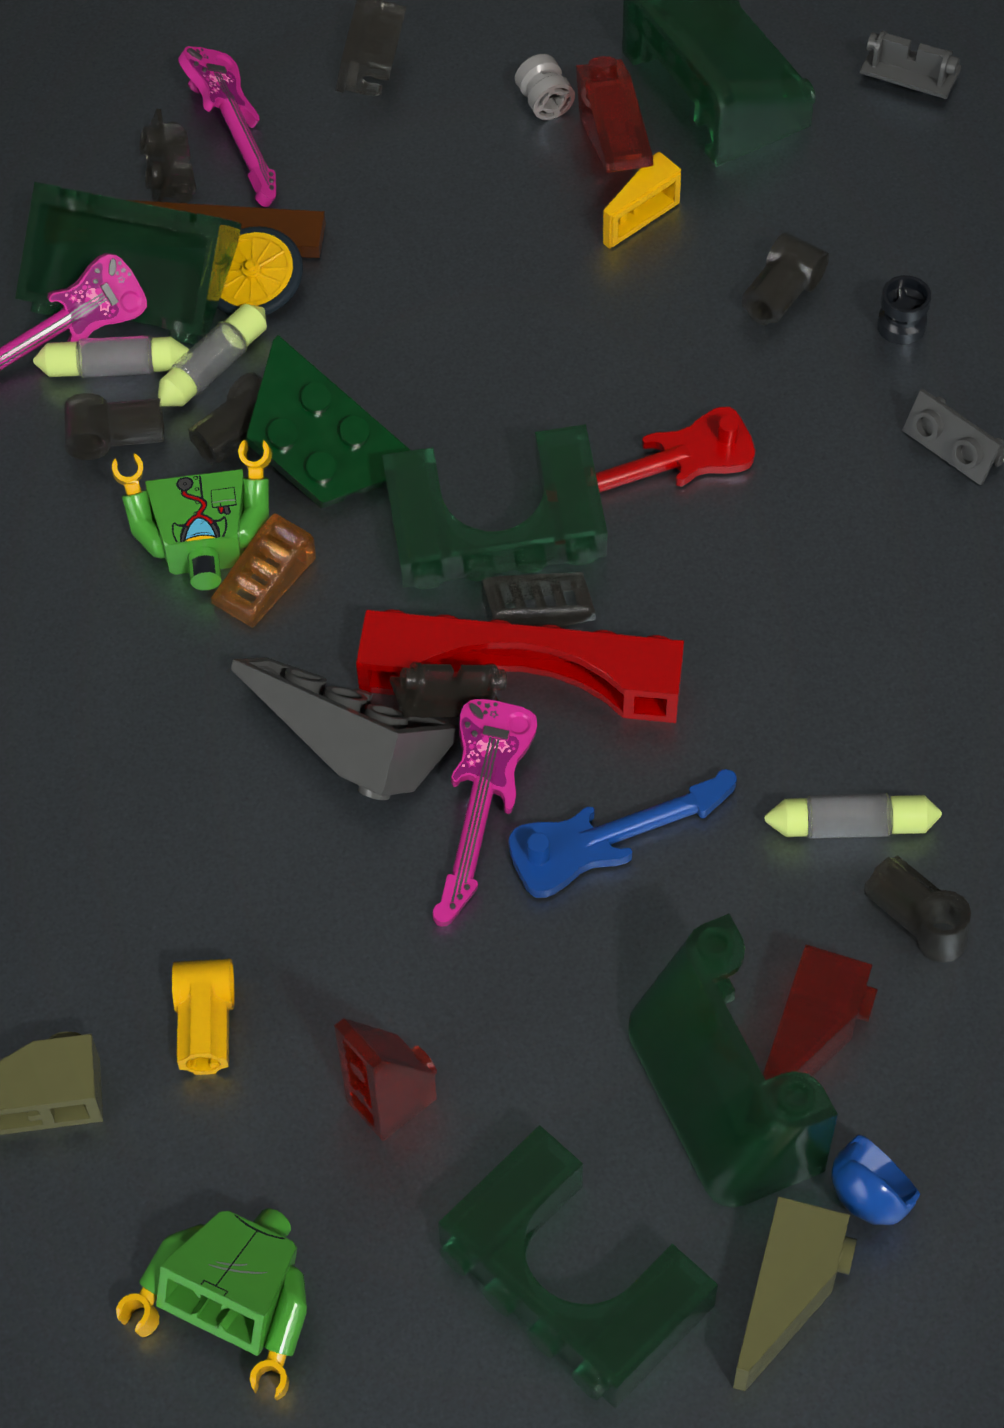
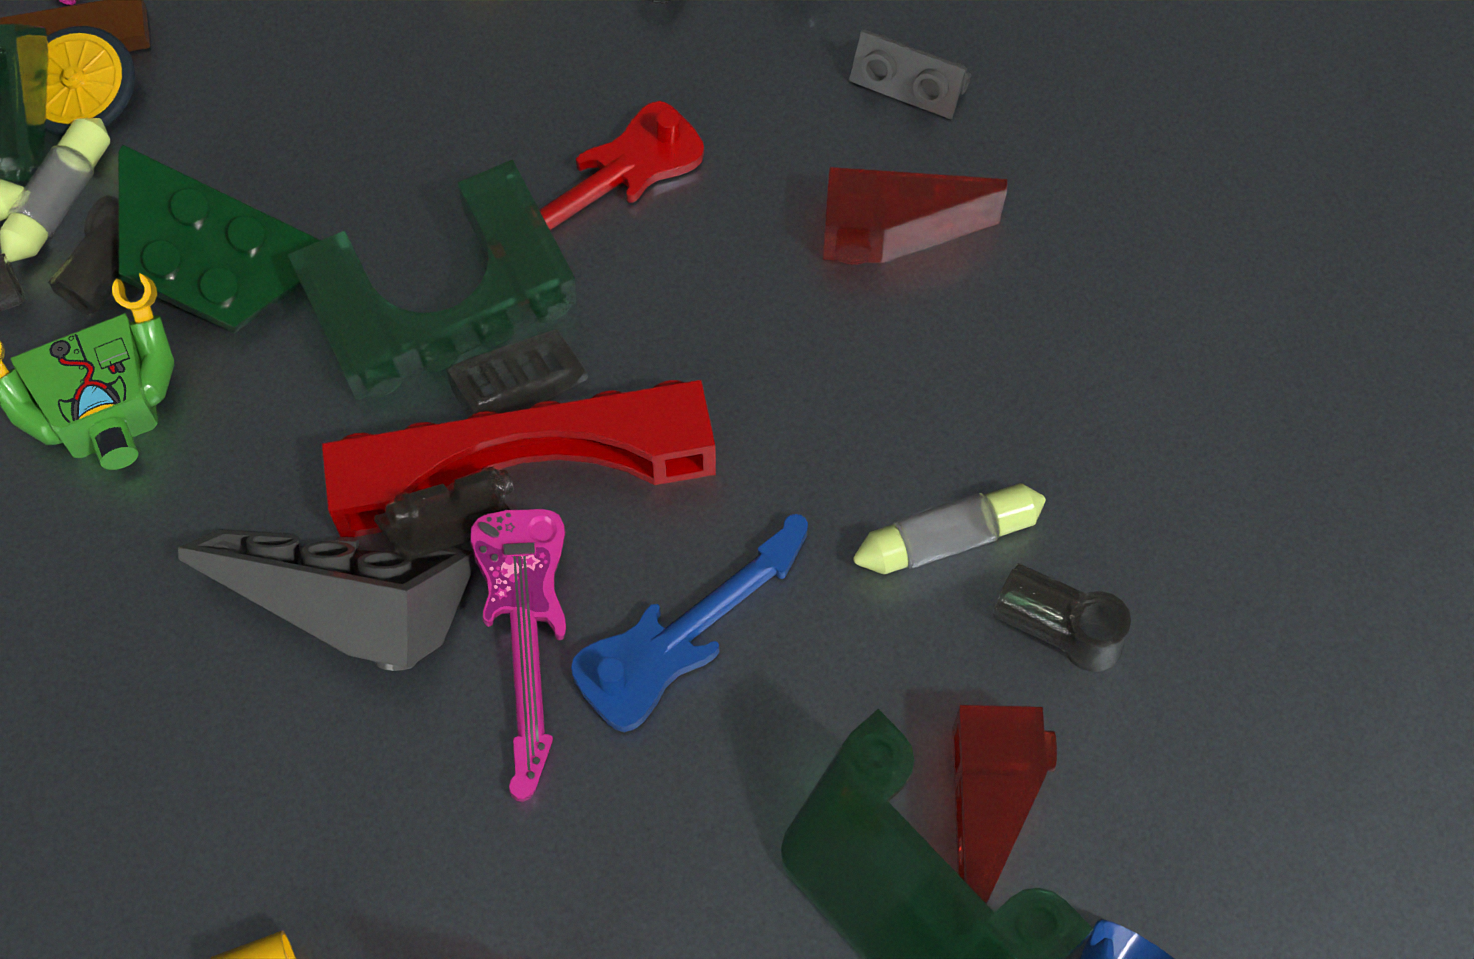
camera: 20 degrees left, 5 degrees up
(275, 540) = (193, 387): clear orange slope -> none
(903, 552) = (894, 214): none -> clear red slope

